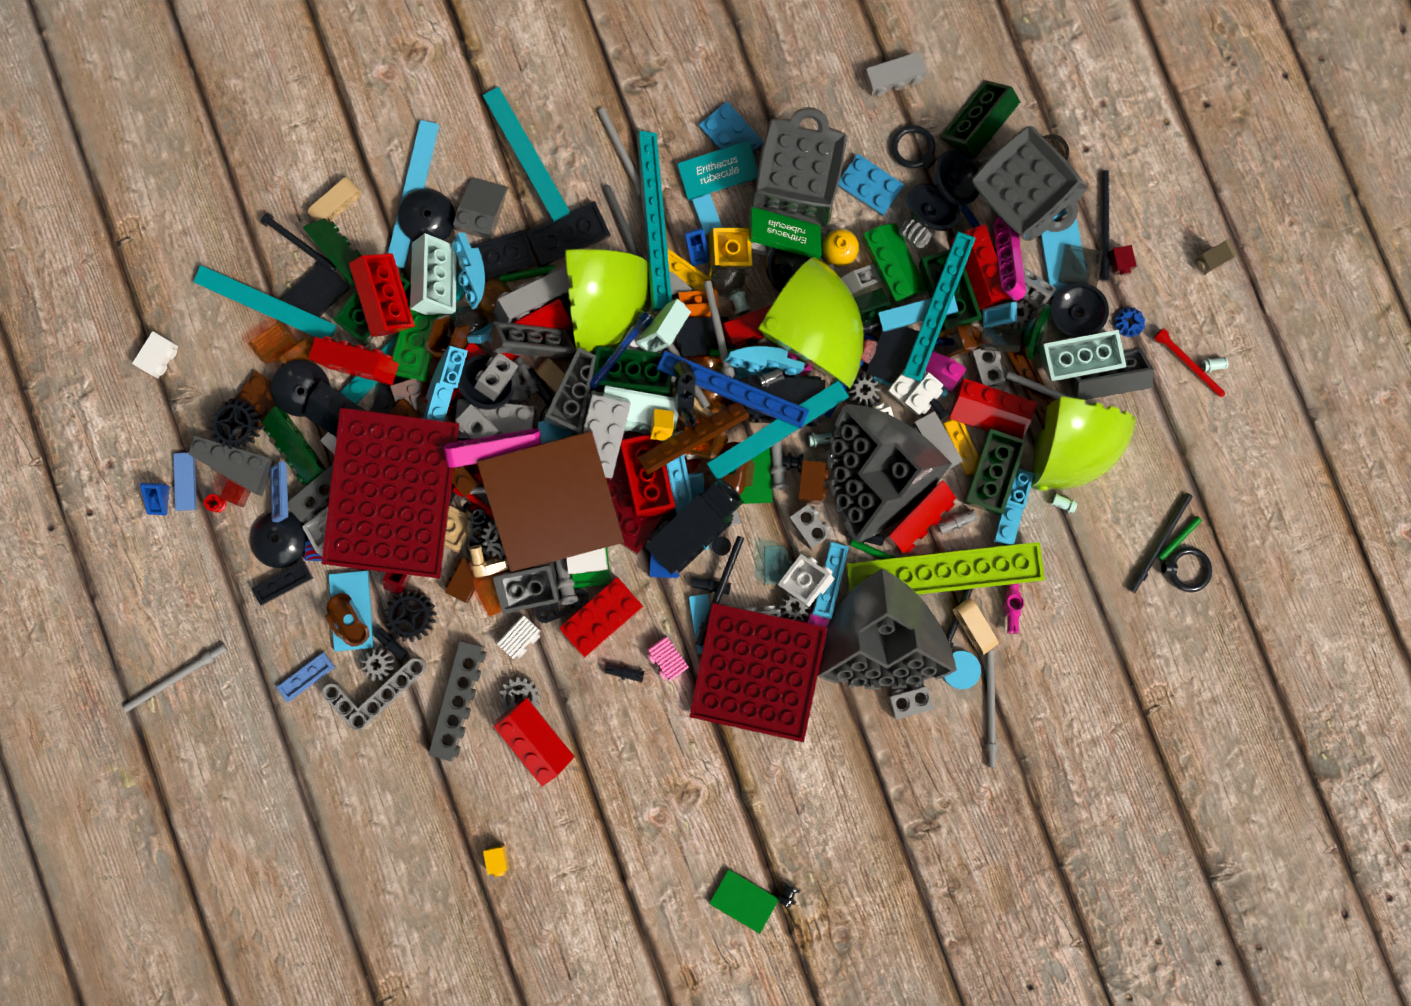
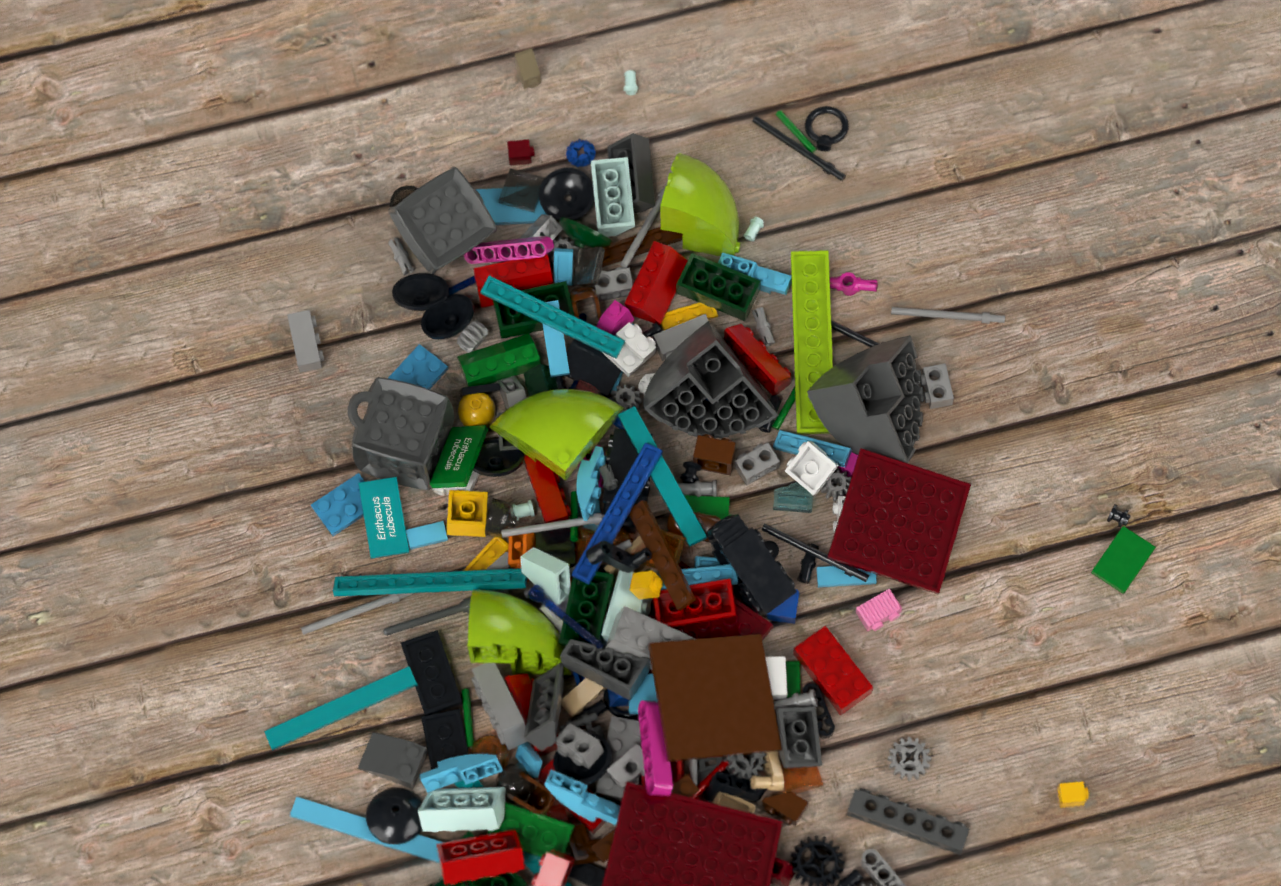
camera: 80 degrees left, 15 degrees down
(519, 636) = (847, 754): white brick -> none
(534, 741) = (954, 743): red slope -> none
(624, 672) = (889, 654): black pin -> none
(697, 246) = (460, 546): blue slope -> none
(819, 439) = (669, 447): light aqua pin -> none
(860, 248) = (488, 389): none -> black tile
(926, 160) = (395, 318): black piece -> none
(967, 671) = (913, 328): medium azure tile -> none
(975, 626) = (868, 319): tan beam -> none
(981, 118) = (361, 266): dark green slope -> none
(1106, 261) = (482, 164): black bar -> none
(1163, 338) = (600, 124): red piece -> none

